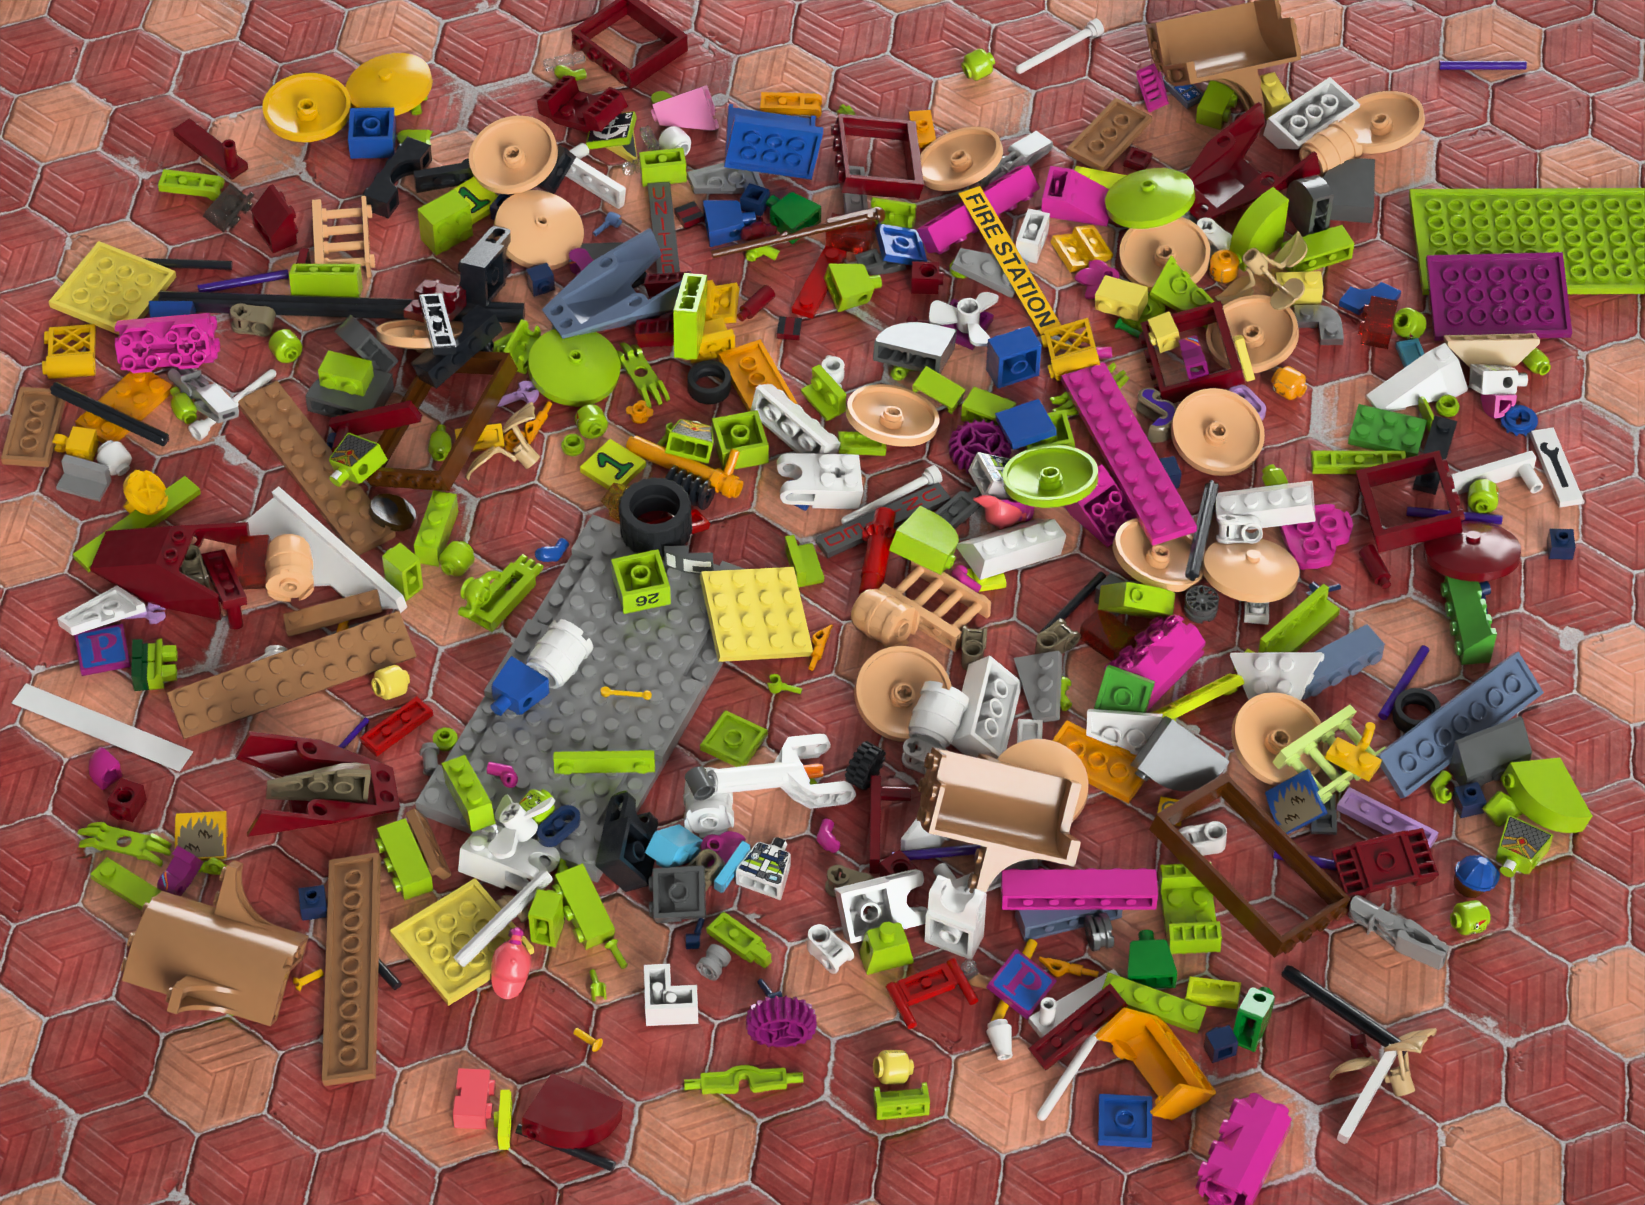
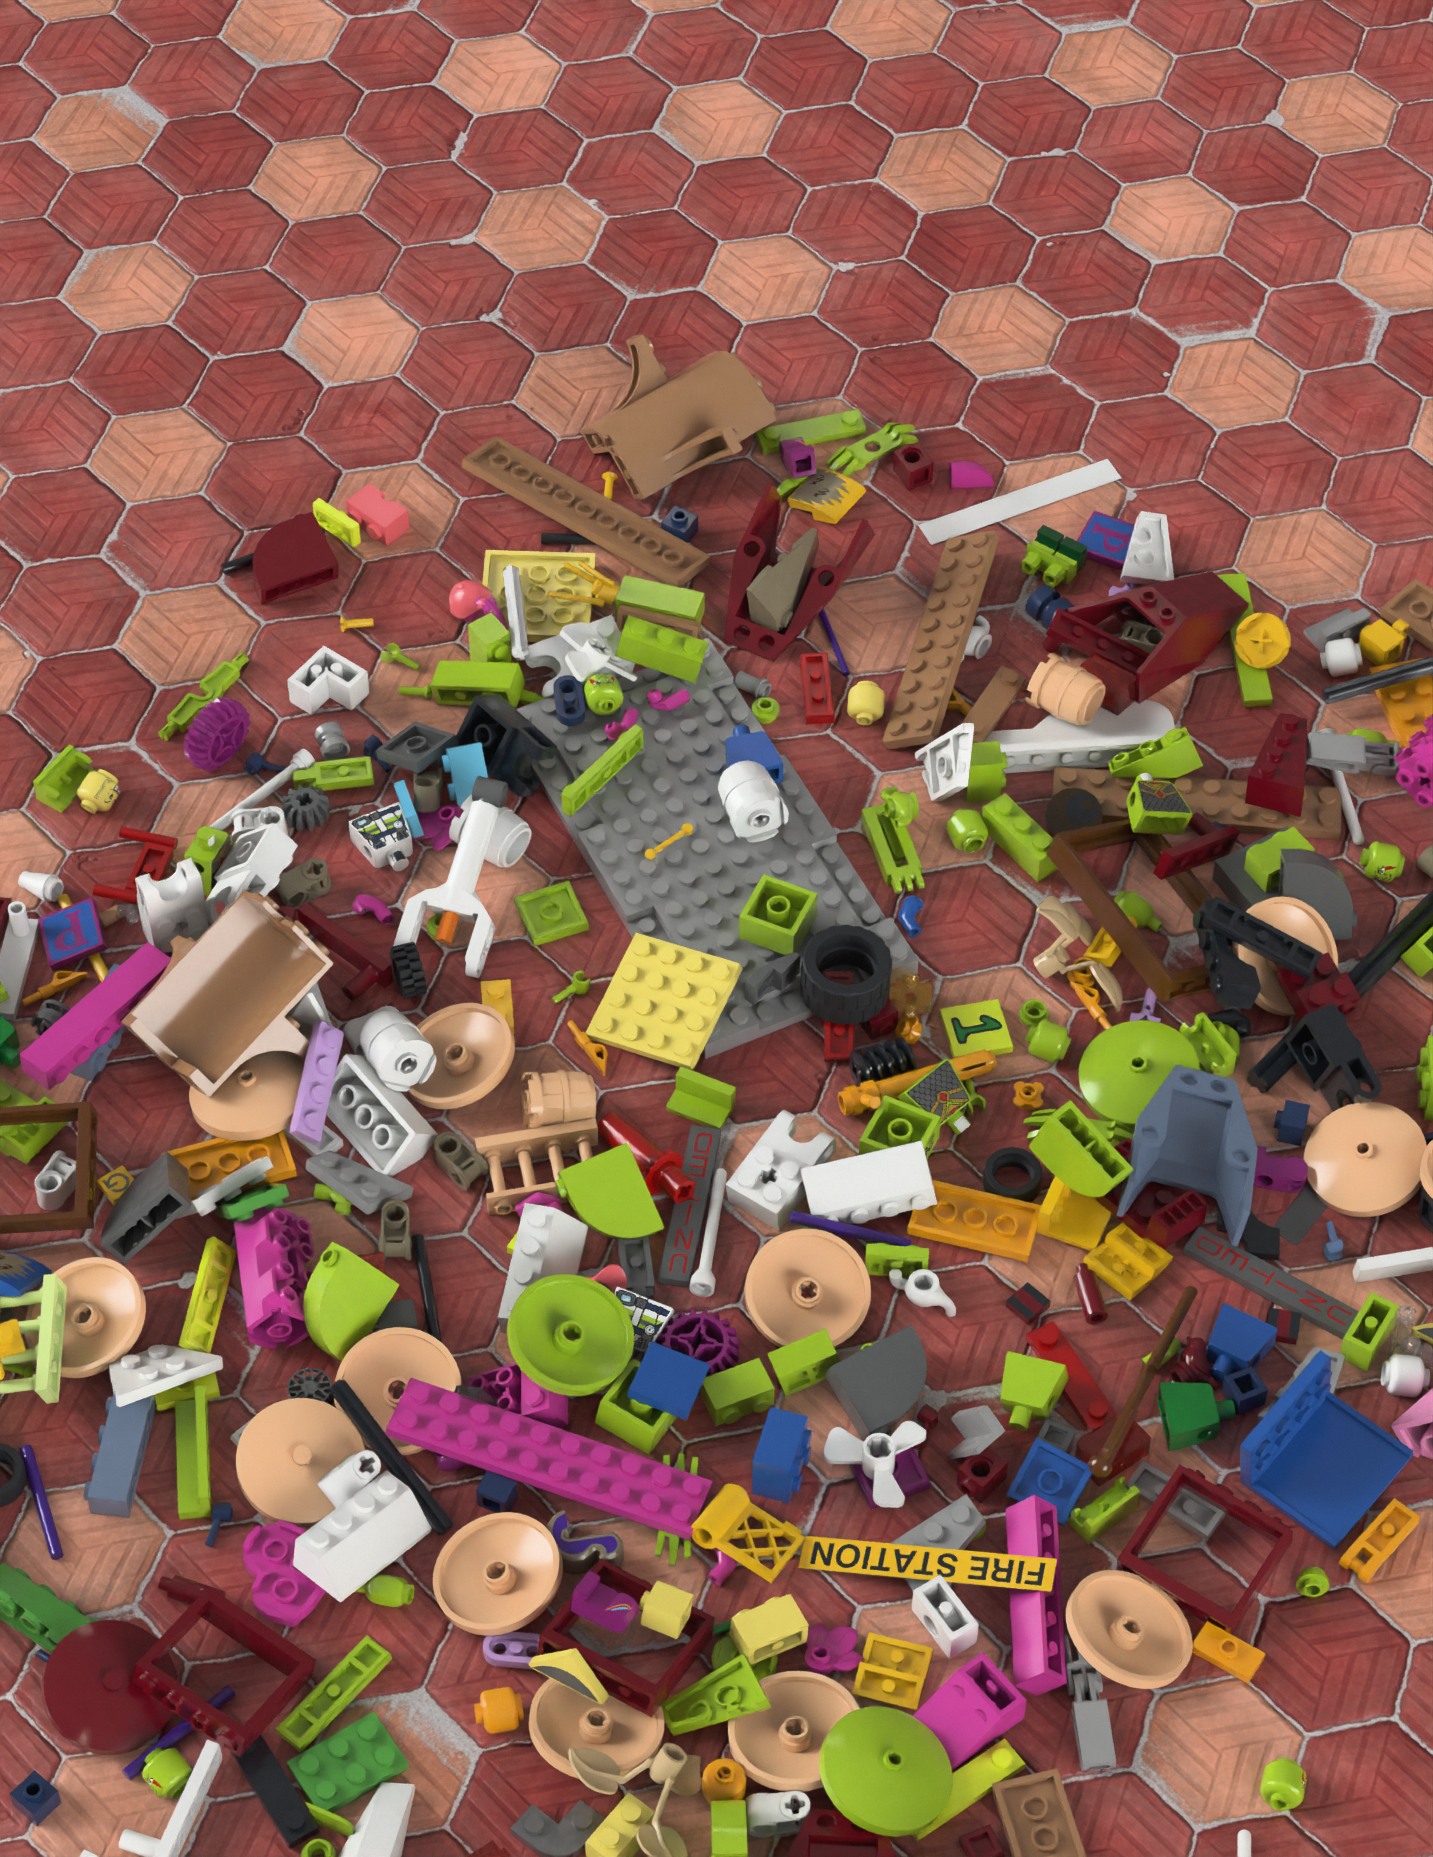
camera: 130 degrees right, 0 degrees up
(208, 631) = (1044, 603): none -> dark blue wheel
(253, 423) = (1279, 770): none -> dark red wedge
(305, 493) = (1162, 758): none -> lime slope
(418, 585) = (947, 762): none -> white wing
(427, 894) = (603, 588): none -> yellow plant
(551, 780) = (615, 730): none -> dark pink arm
(750, 969) = (301, 761): none -> white piece
(786, 933) = (306, 808): none -> dark grey gear
(829, 425) = (847, 1229): none -> dark purple bar
(836, 714) = (499, 997): none -> yellow plate
(912, 284) = (978, 1428): none -> light grey panel
(1011, 736) = (316, 1082): none -> lavender plate
(1128, 508) = (475, 1394): none -> clear smoke tile

